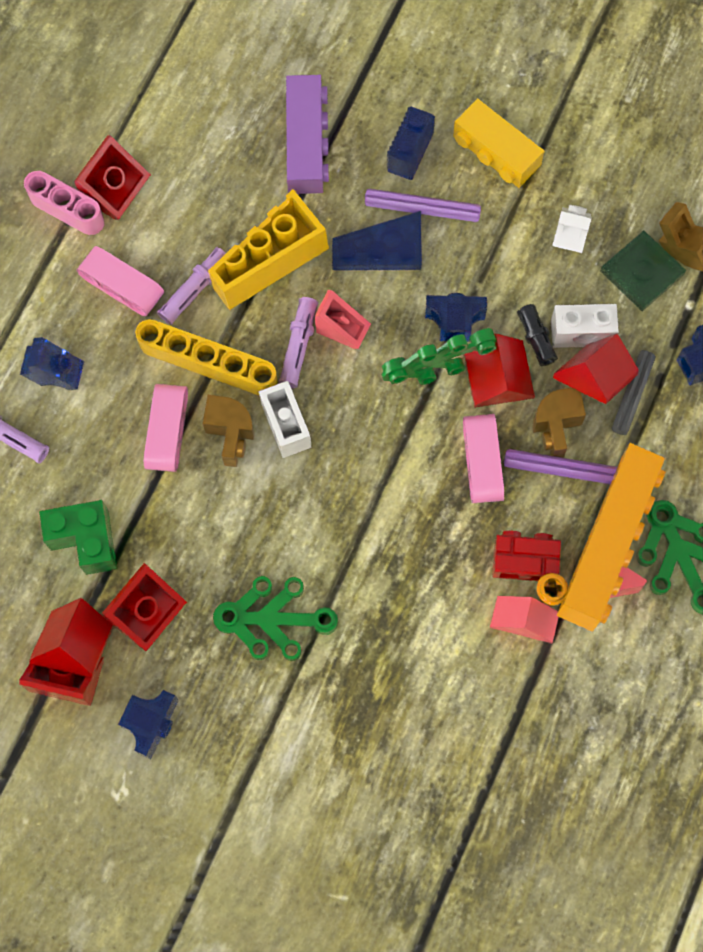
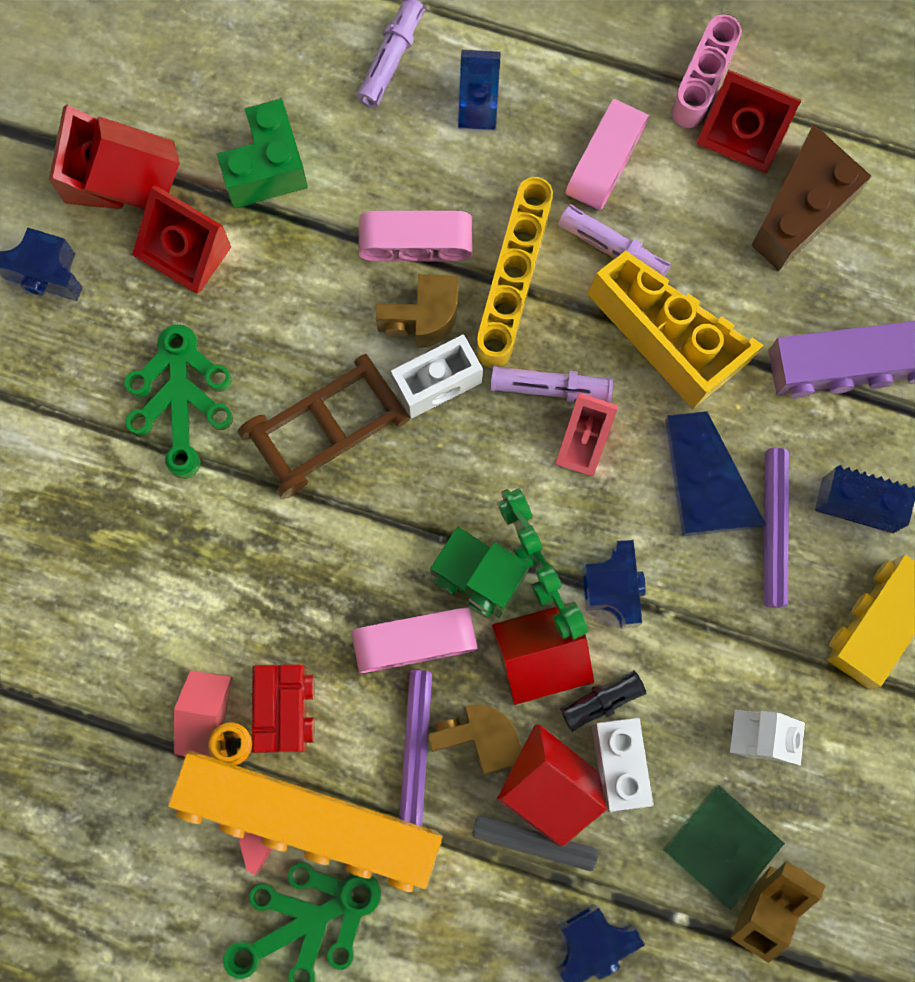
camera: 80 degrees right, 5 degrees up
(180, 146) = (811, 196): none -> reddish brown wedge
(351, 534) = (260, 427): none -> reddish brown piece
(443, 399) = (479, 572): none -> green brick

